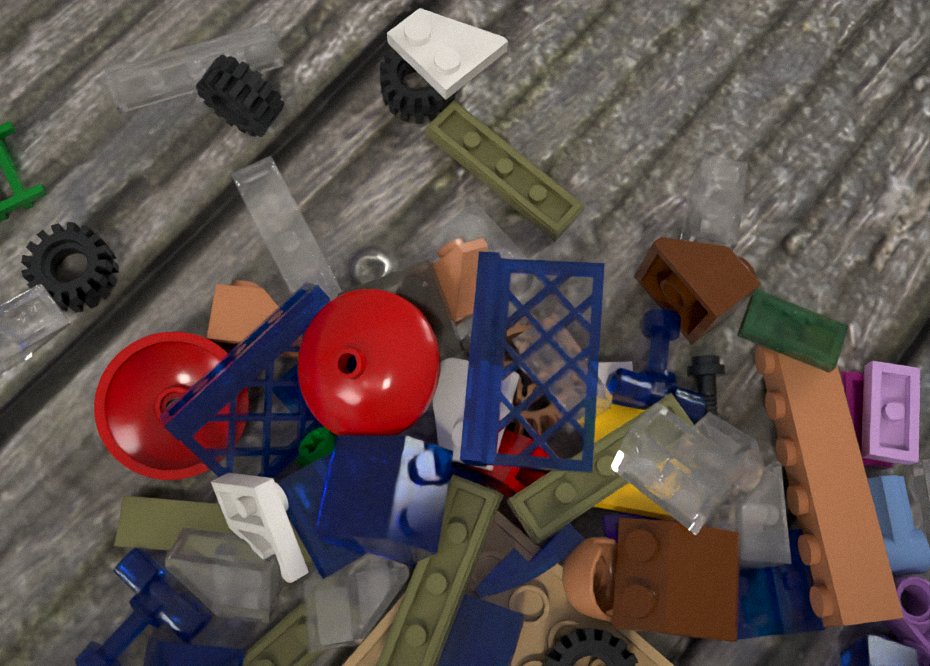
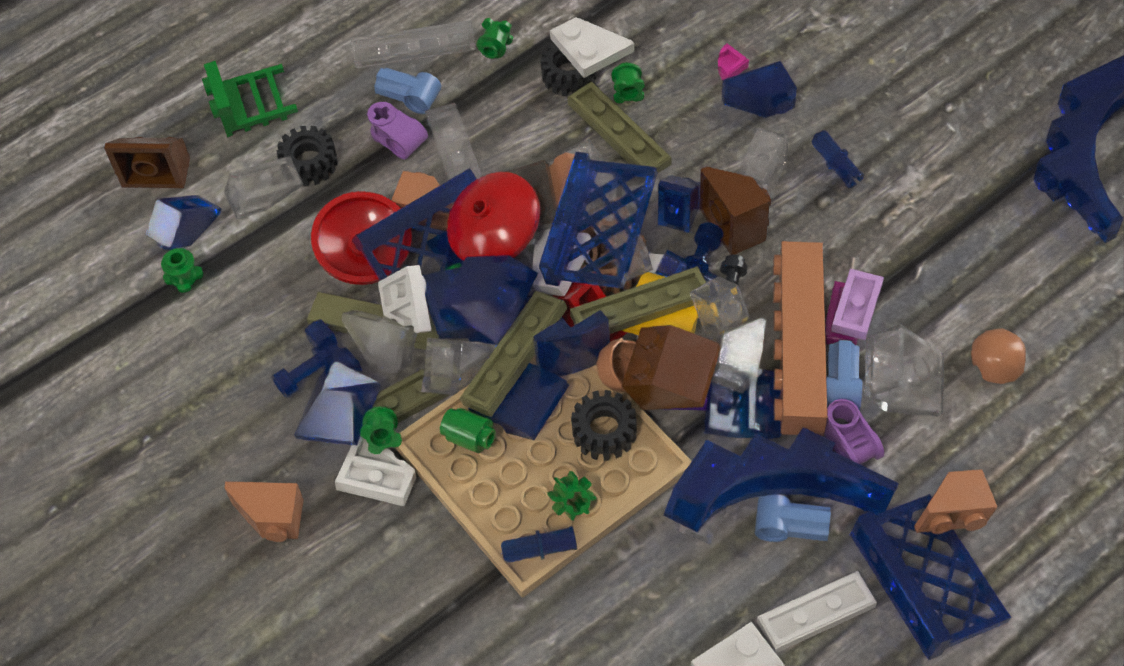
camera: 20 degrees right, 15 degrees down
(192, 210) = (395, 129): none -> medium lavender piece
(211, 144) = (416, 92): none -> medium blue piece
(240, 96) = (441, 59): black tyre -> none
(308, 49) = (494, 38): none -> green brick
(504, 97) = (627, 83): none -> green brick
(624, 276) = (678, 202): none -> clear blue slope
(630, 50) = (731, 62): none -> dark pink tile
(677, 467) = (680, 292): clear brick -> none
(686, 90) = (761, 91): none -> clear blue slope
(793, 331) = (791, 238): clear green plate -> none
(802, 180) = (837, 158): none -> clear blue axle

